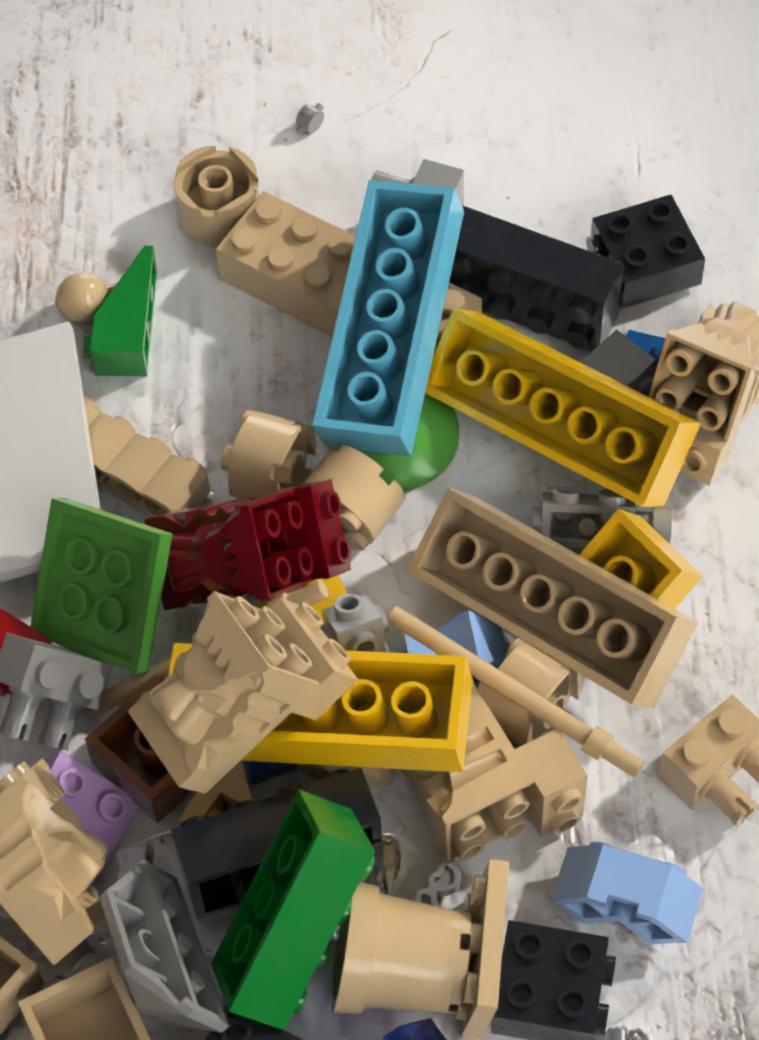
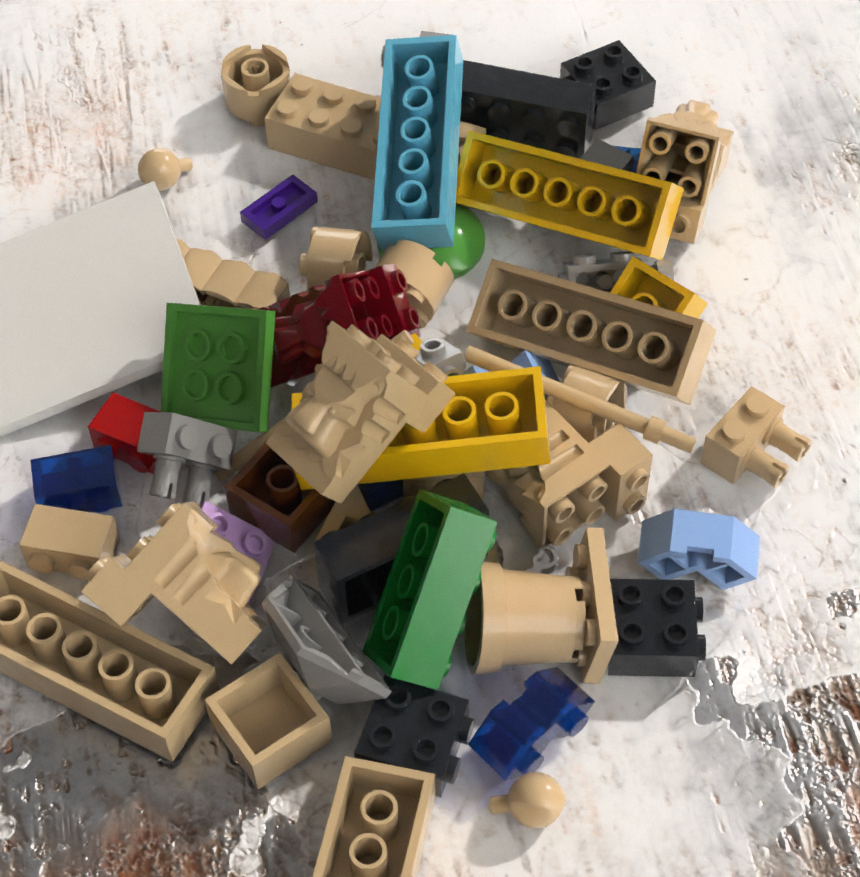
camera: 10 degrees left, 5 degrees down
(124, 322) = (197, 184): green slope -> none
(216, 366) = (278, 207): none -> dark purple plate
(309, 118) = (319, 25): light grey piece -> none

